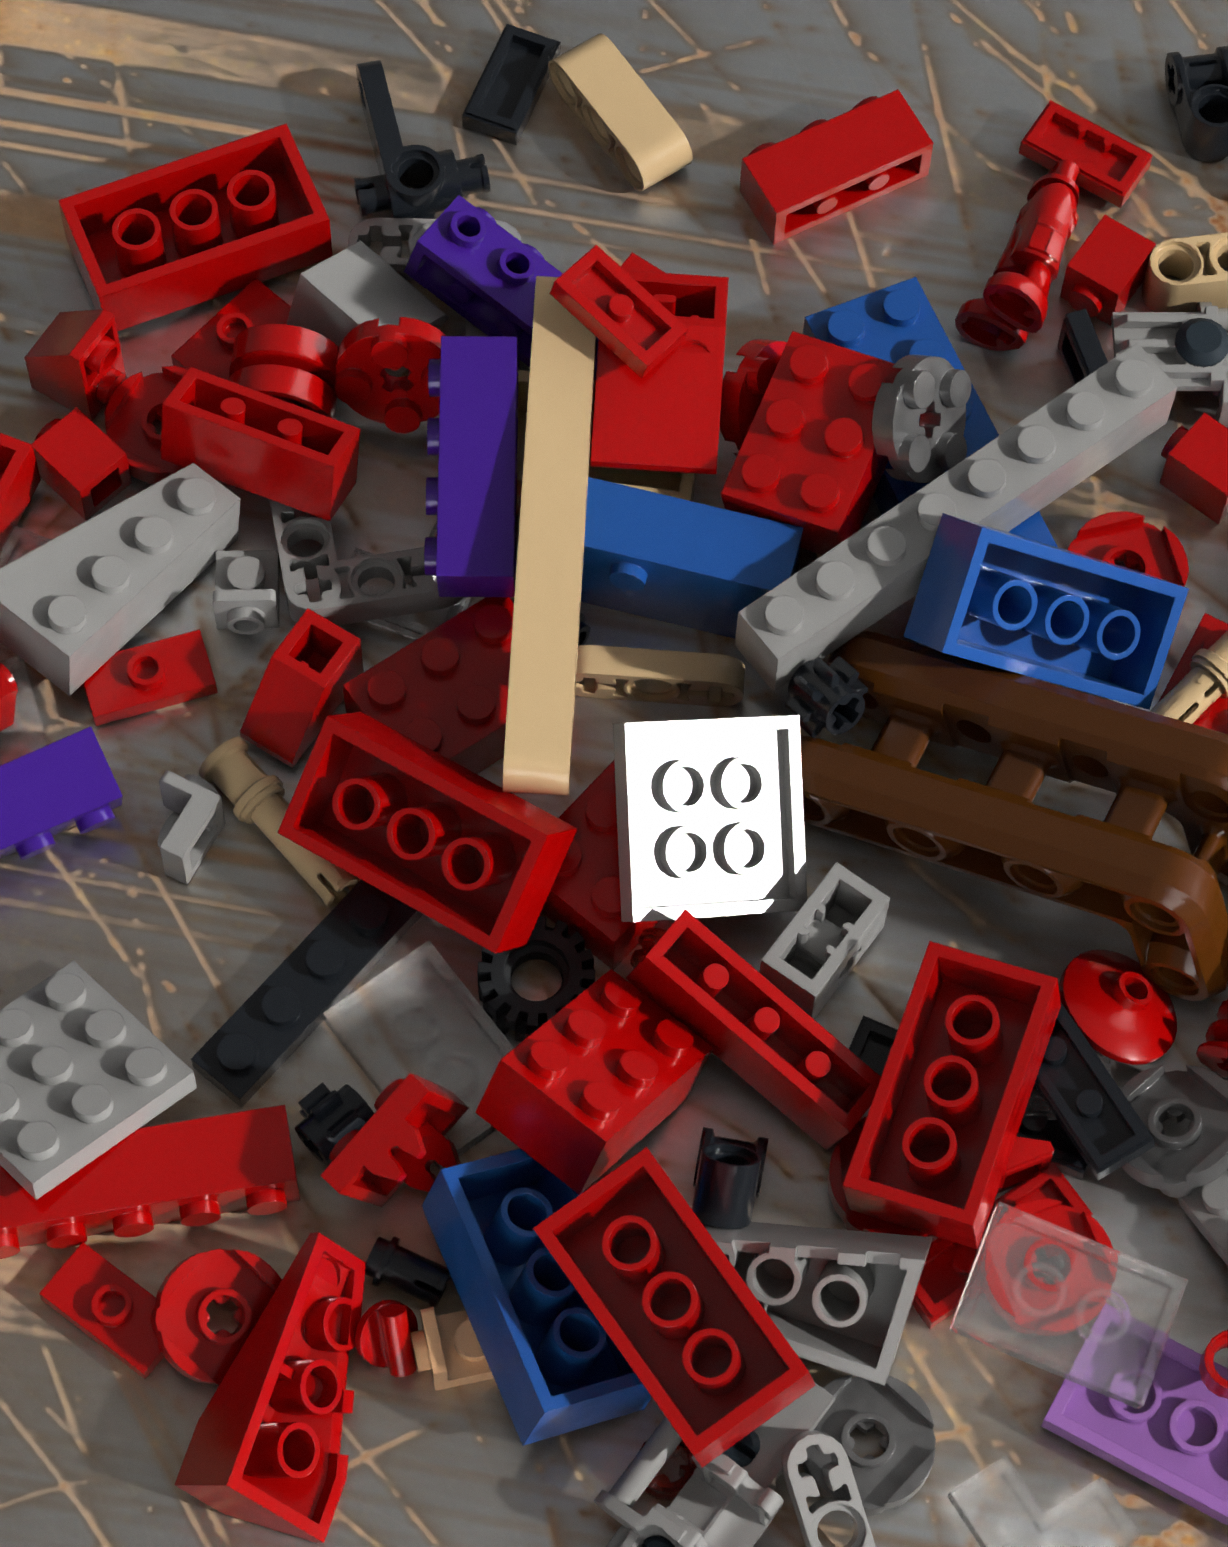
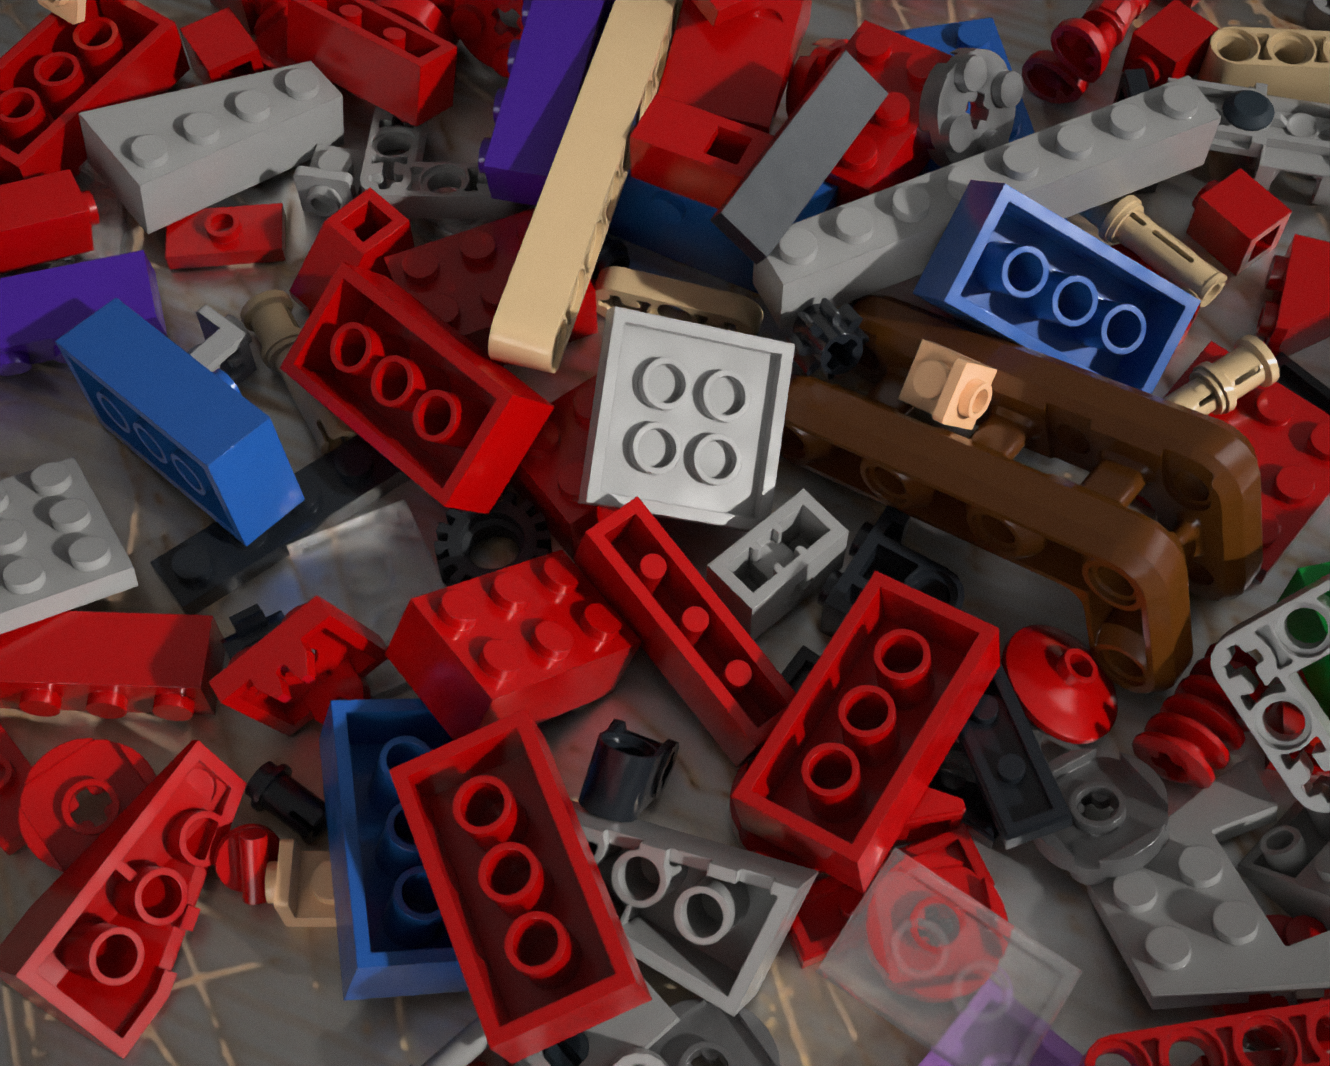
camera: 15 degrees right, 5 degrees down
(192, 907) = (182, 420): none -> blue brick
(672, 529) = (693, 150): none -> red brick
(768, 519) = (799, 158): none -> tile
(934, 919) = (883, 550): none -> black pin
(959, 731) = (948, 385): none -> light nougat bracket
(1136, 521) = (1126, 223): none -> tan pin

